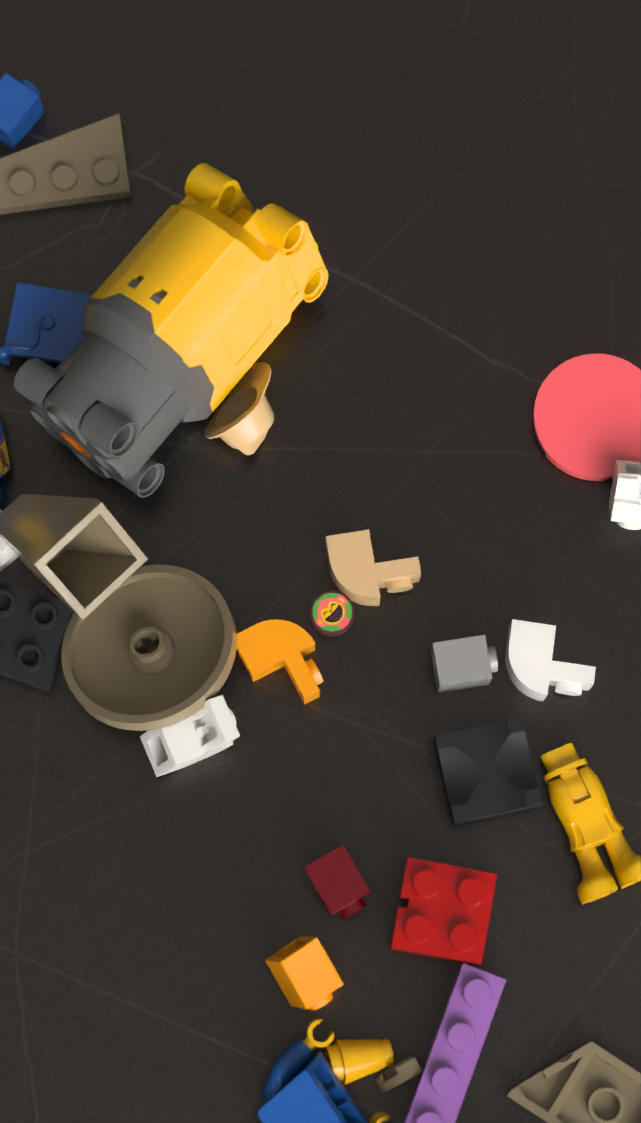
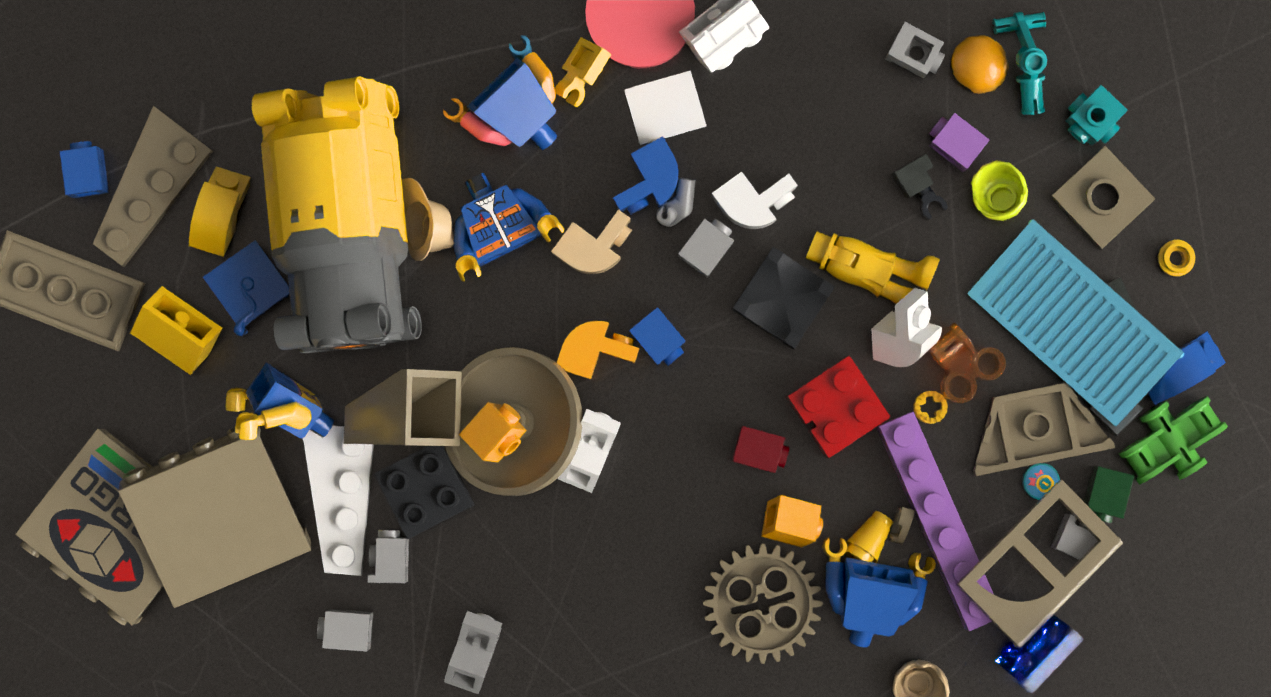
camera: 40 degrees left, 10 degrees up
(80, 239) = (217, 211): none -> yellow brick
(124, 636) = (494, 432): none -> light orange brick
(187, 1058) = (770, 636): none -> dark tan gear
(302, 472) = (497, 224): none -> torso
(332, 613) = (598, 292): tile -> none
(345, 700) = (658, 338): none -> blue brick
(415, 387) = (513, 104): none -> torso
(473, 608) = (680, 205): none -> light grey arm
(479, 567) = (659, 174): none -> blue brick
(505, 413) = (581, 66): none -> yellow plate
(539, 992) = (921, 400): none -> yellow bush
(542, 516) = (665, 107): none -> white sticker
(567, 903) = (906, 333): none -> white brick
(591, 982) = (962, 362): none -> clear orange piece

